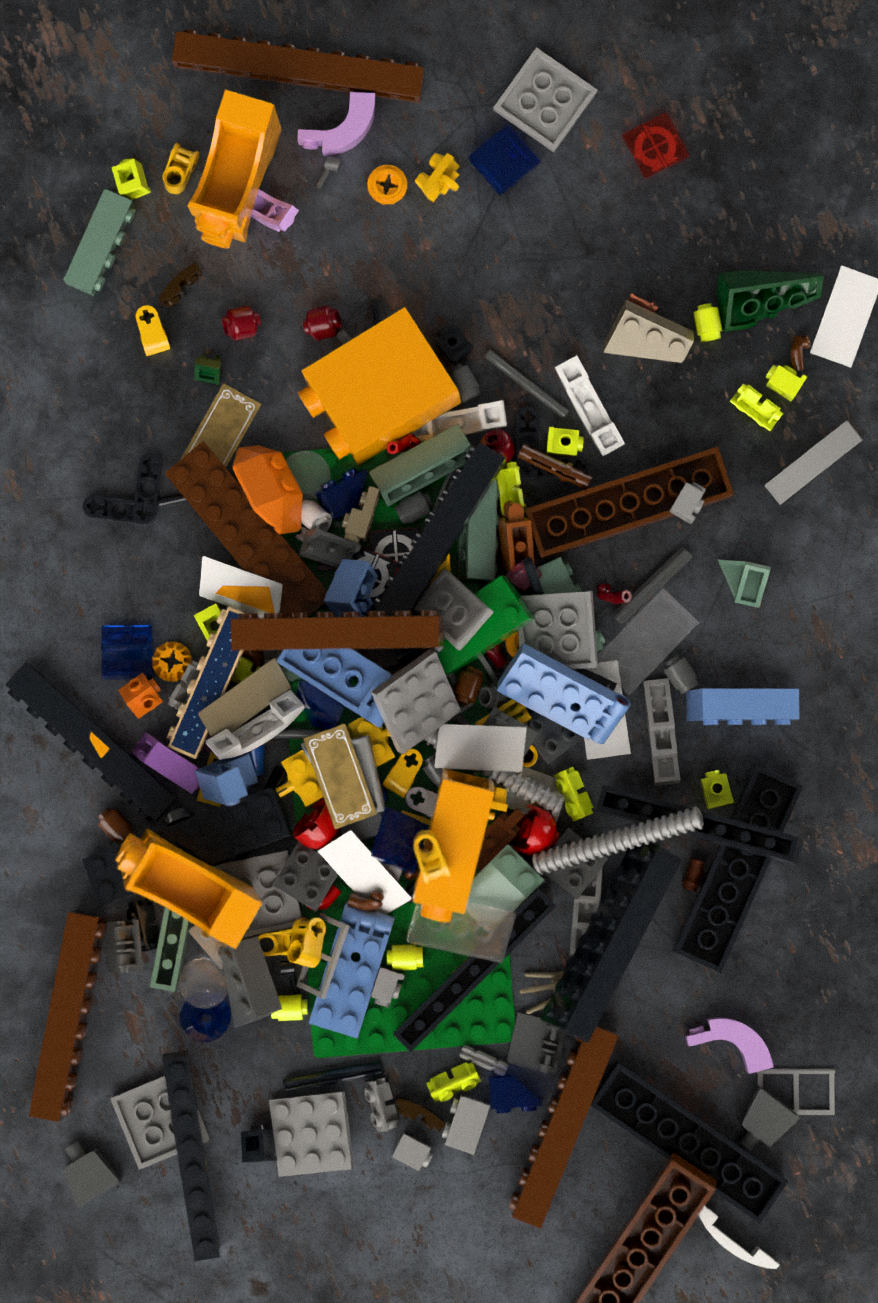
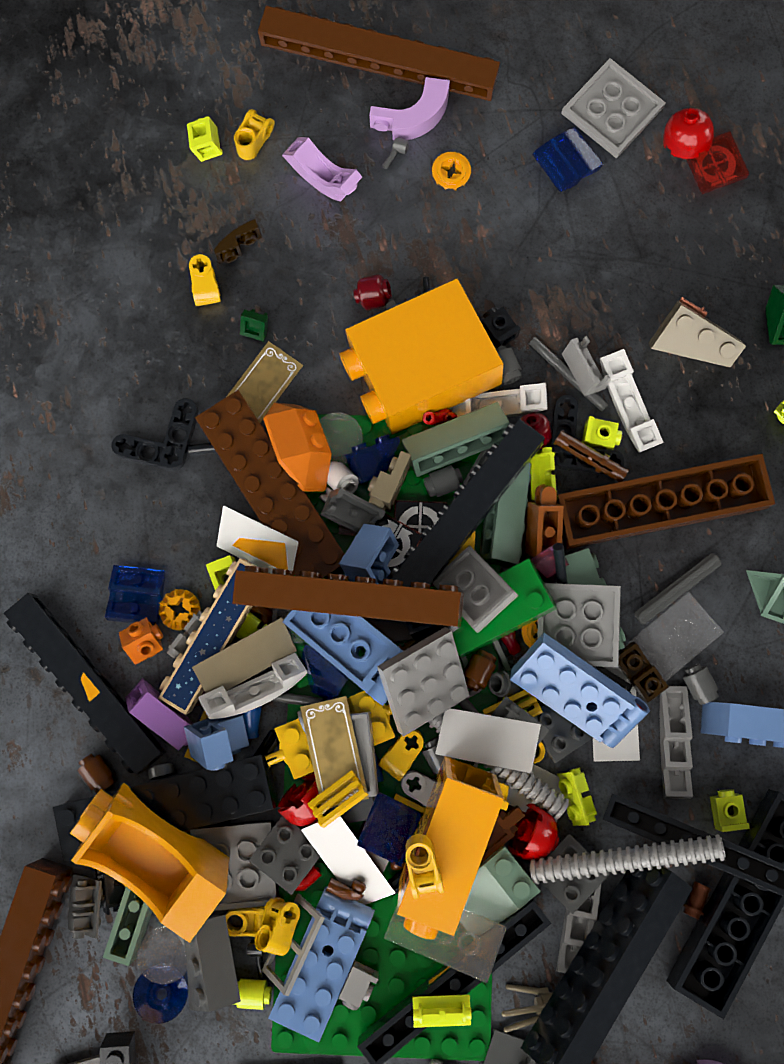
camera: 10 degrees right, 5 degrees down
(99, 242) = (165, 193): sand green brick -> none
(236, 164) = (306, 124): light orange brick -> none
(241, 322) = (292, 283): dark red head -> none
(345, 814) = (318, 811): none -> yellow tile
(405, 957) = (381, 955): neon yellow brick -> none
(441, 179) = (504, 169): yellow hips -> none
(464, 992) = (441, 1011): none -> neon yellow hinge
(541, 377) = (583, 367): none -> light grey hinge
(612, 597) = (637, 596): dark red arm -> none
(621, 669) = (640, 672): none -> dark brown slope
(623, 122) = (688, 133): none -> red cylinder
(688, 502) = (730, 505): light grey brick -> none
(707, 322) = (756, 333): neon yellow brick -> none

